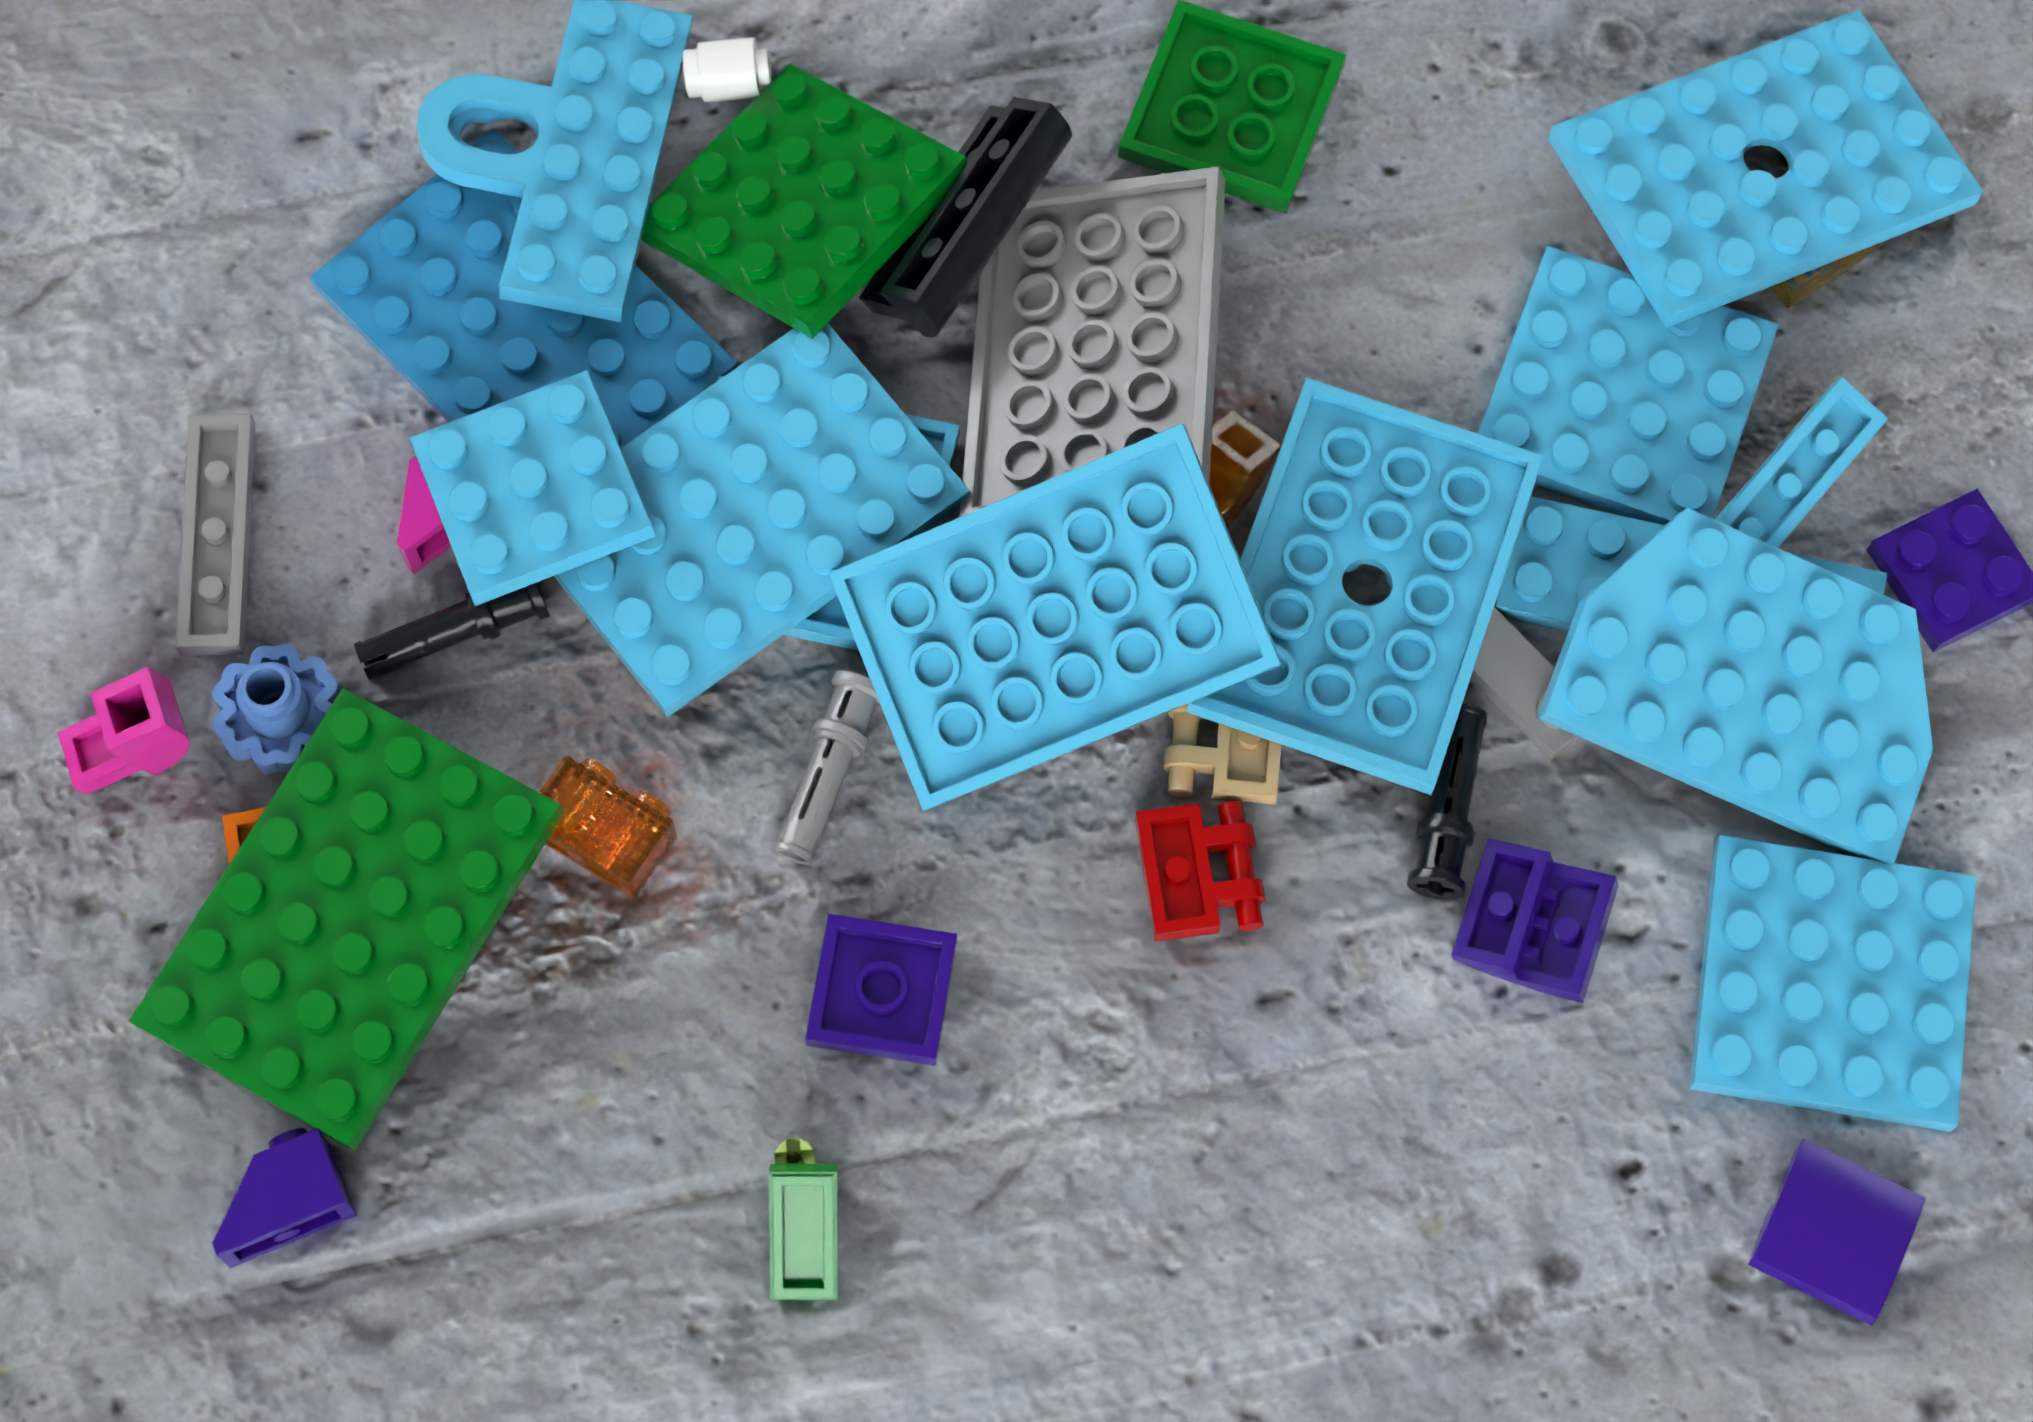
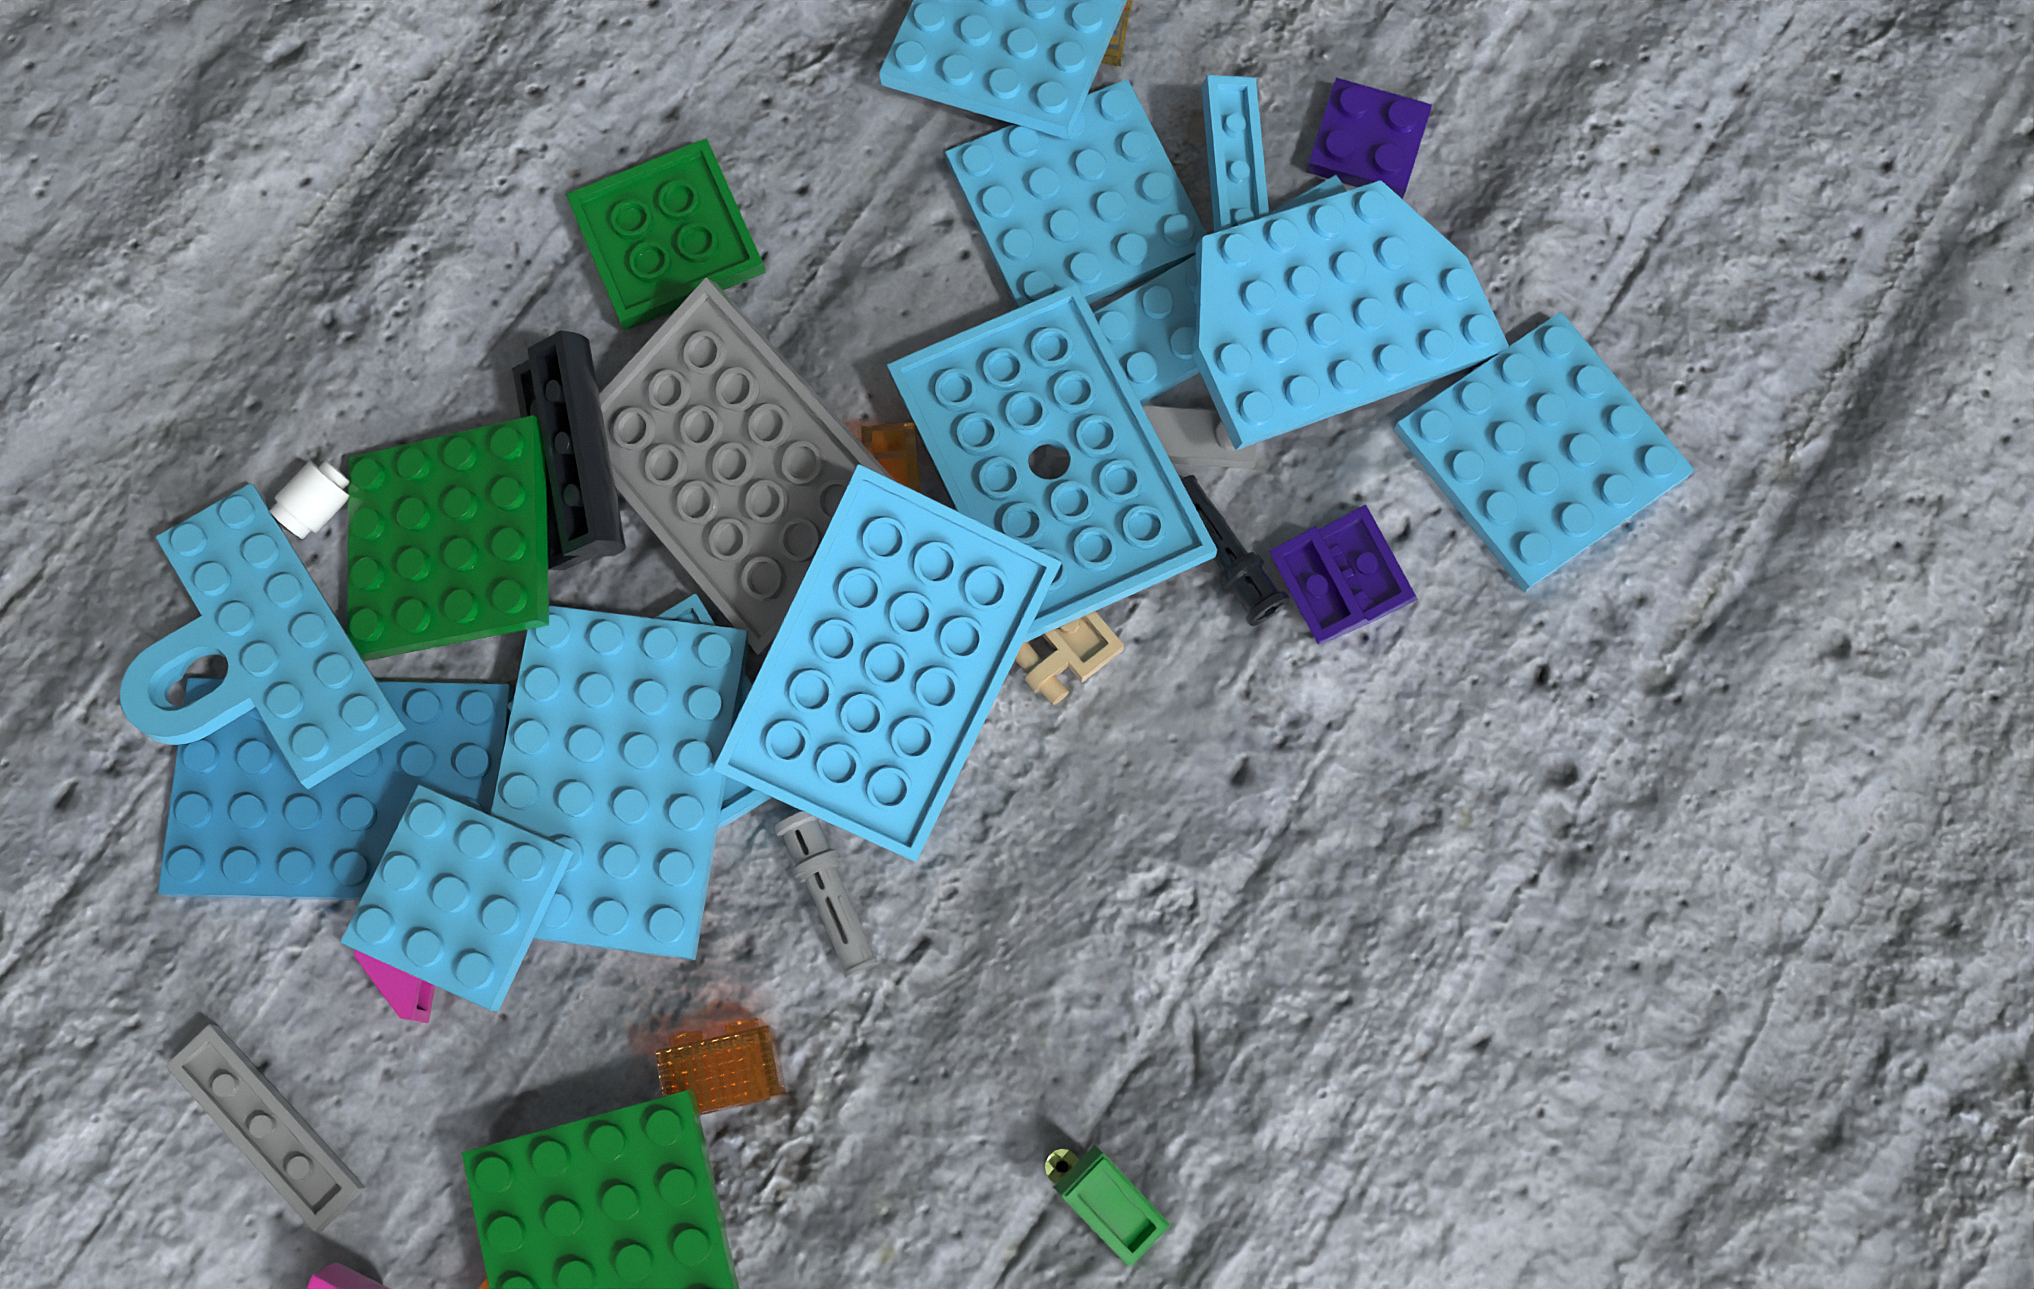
camera: 40 degrees left, 5 degrees up
(272, 706) = (398, 1212): medium blue plant -> none
(448, 629) = (488, 1042): black pin -> none
(881, 989) = (1003, 1001): dark purple plate -> none
(1179, 872) = (1111, 749): red plate -> none
(1837, 1231) = (1692, 598): dark purple slope -> none

